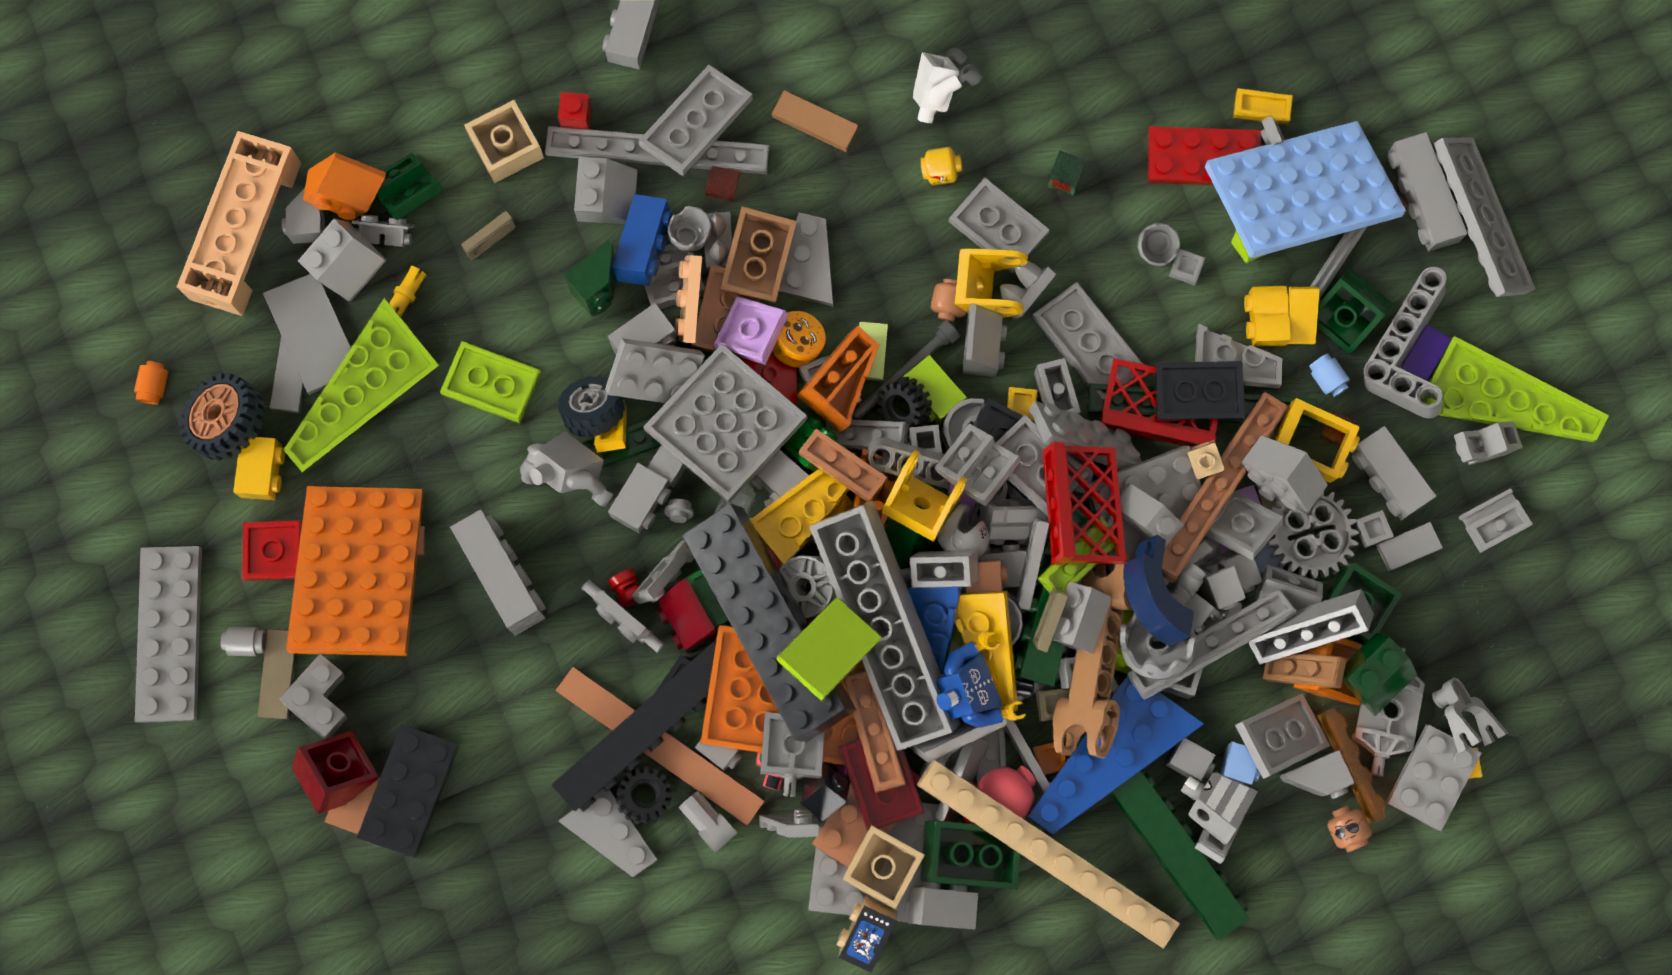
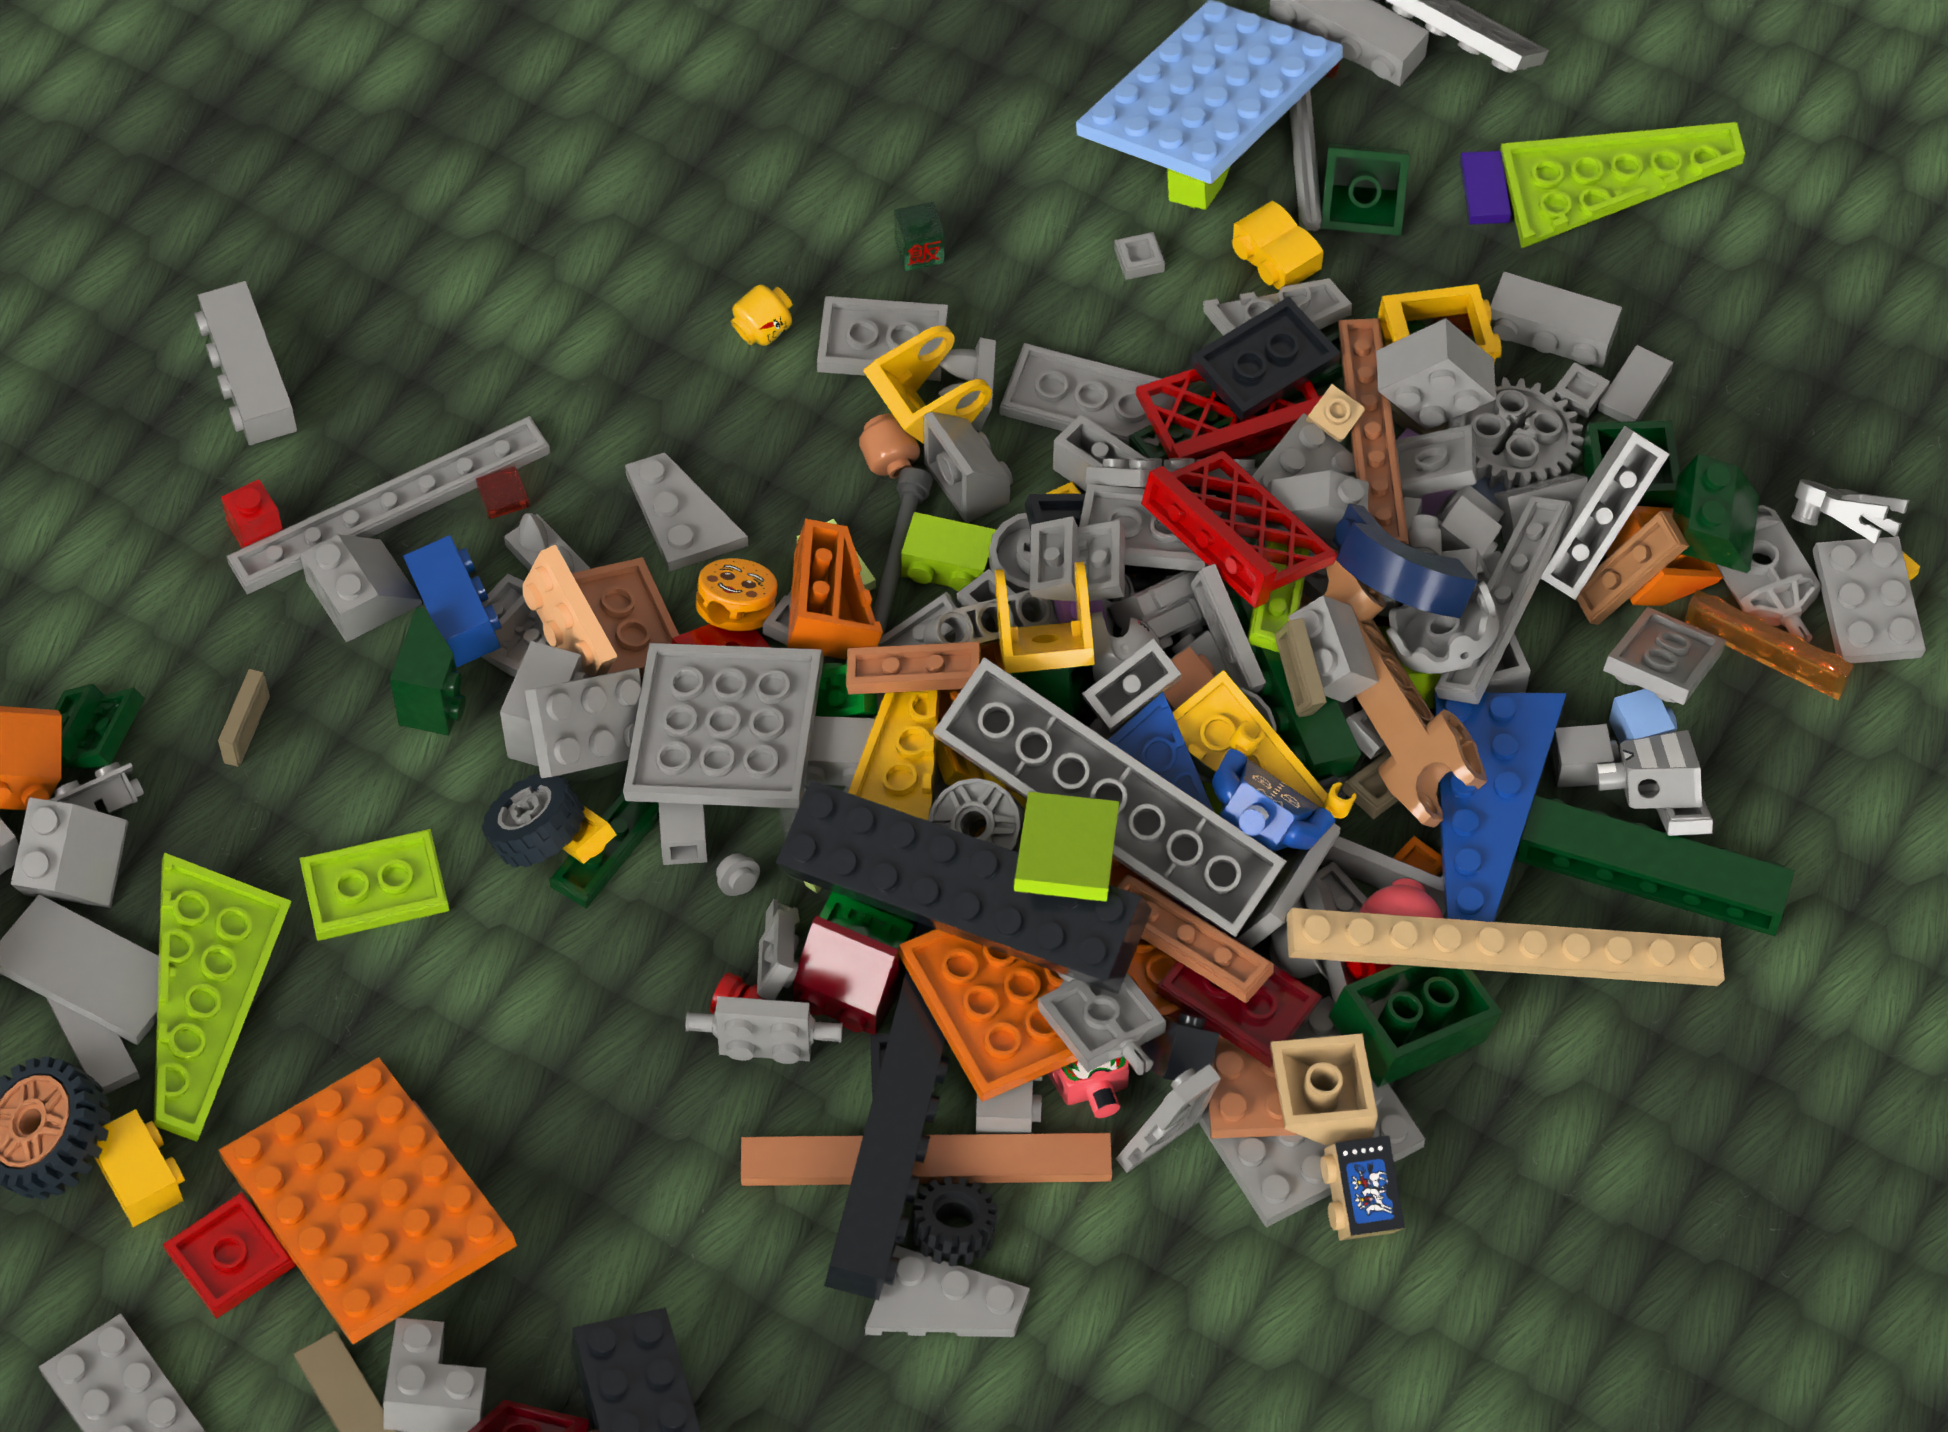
camera: 35 degrees left, 20 degrees down
(243, 641) = (273, 1385): light grey brick -> none
(405, 292) = (180, 834): yellow pin -> none
(495, 568) = (561, 1078): light grey brick -> none
(504, 141) = (185, 598): tan brick -> none
(565, 467) = (554, 903): light grey torso -> none
(640, 498) = (677, 888): light grey brick -> none
(689, 229) = (505, 552): light grey hair -> none
(695, 120) = (416, 437): light grey plate -> none
(711, 826) = (1071, 1204): light grey piece -> none
(751, 329) = (673, 608): lavender tile -> none
(758, 254) = (613, 525): medium nougat slope -> none
(815, 121) = (565, 360): medium nougat tile -> none
(914, 396) = (923, 557): black tyre -> none
(938, 80) = (690, 225): white torso -> none
(943, 907) = (1429, 1098): light grey brick -> none
(1158, 244) = (1088, 246): light grey hair -> none
(1181, 153) = (1044, 141): red plate -> none
(1261, 105) = (1089, 47): yellow tile -> none
(1271, 132) = (1121, 59): light grey plate -> none
(1303, 314) = (1314, 213): yellow tile -> none
(1322, 776) = (1744, 677): light grey slope -> none
(1329, 375) = (1397, 265): light blue brick -> none
(1349, 828) = (1823, 710): nougat head -> none
(1403, 343) = (1461, 226): light grey beam -> none
(1488, 442) = (1632, 224): light grey brick -> none
(1495, 520) = (1706, 300): light grey plate -> none

